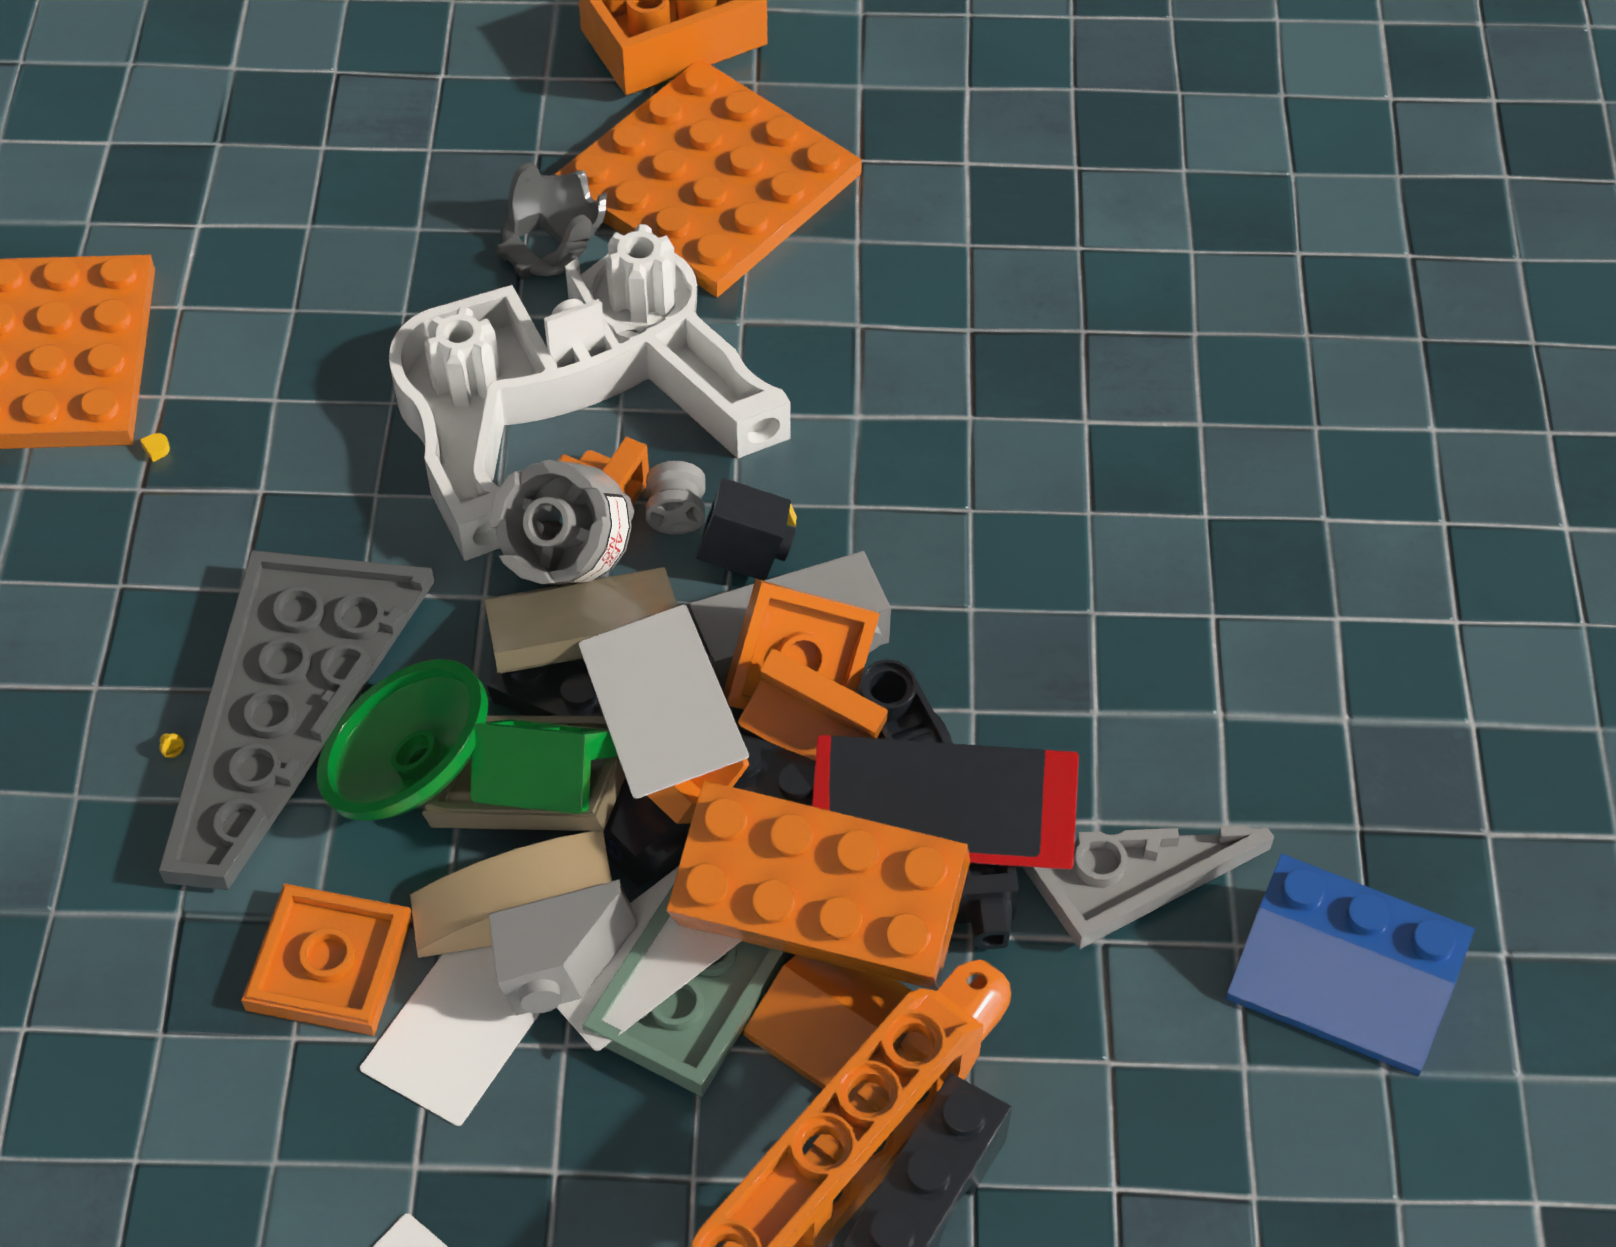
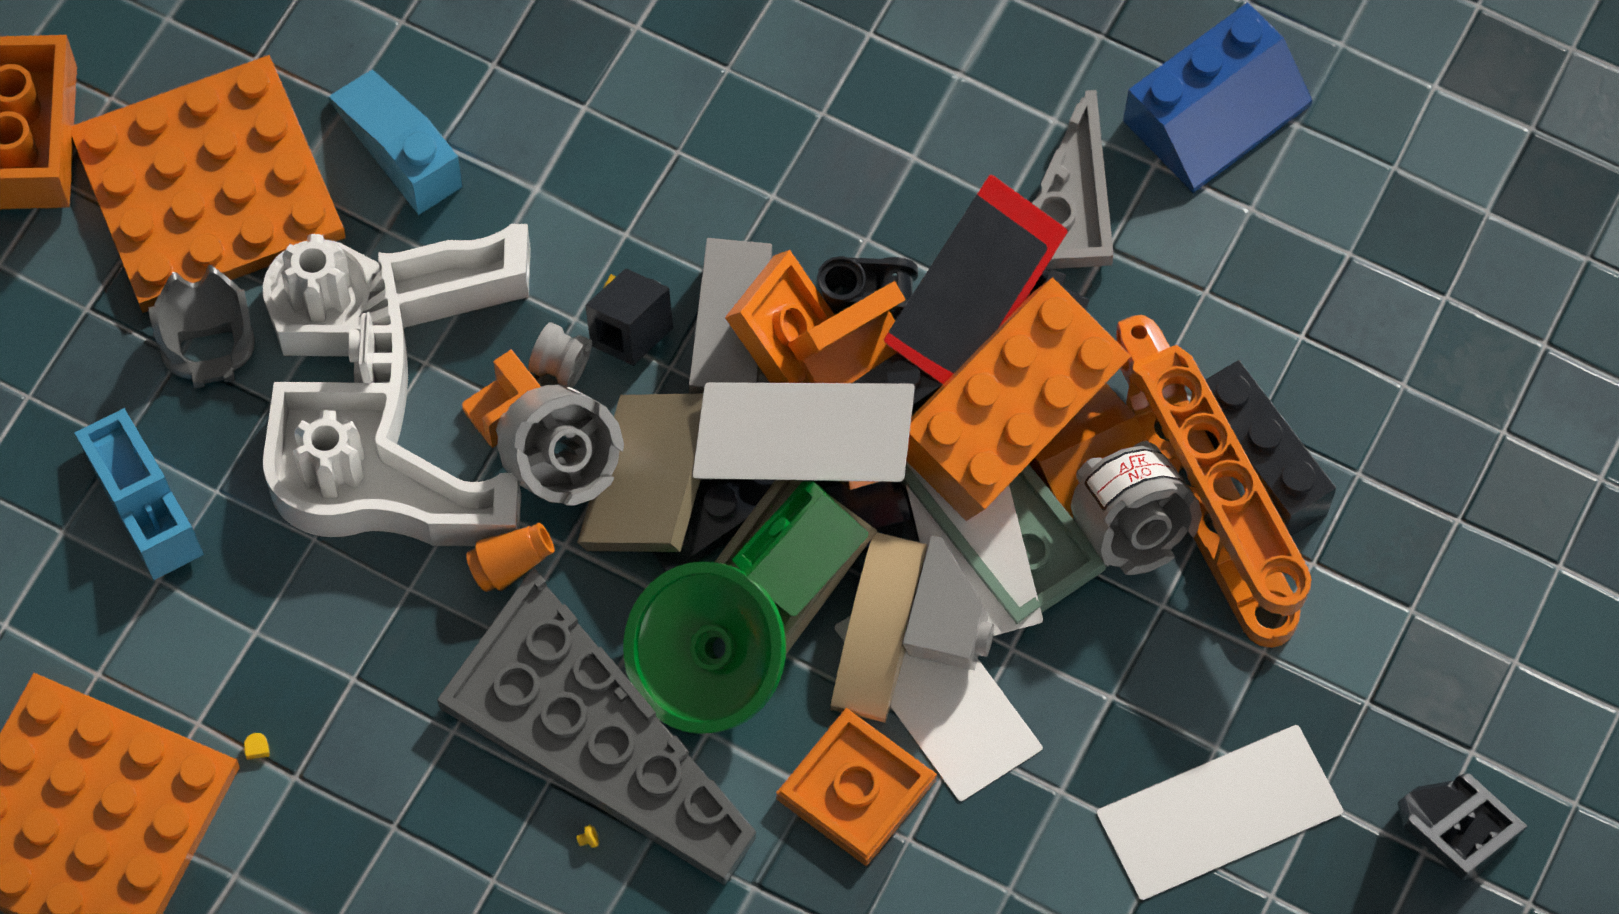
camera: 65 degrees left, 10 degrees up
(360, 253) = (139, 494): none -> dark azure slope
(429, 541) = (508, 556): none -> orange cone
(762, 1071) = (1134, 508): none -> light grey brick
(829, 288) = (399, 140): none -> dark azure slope

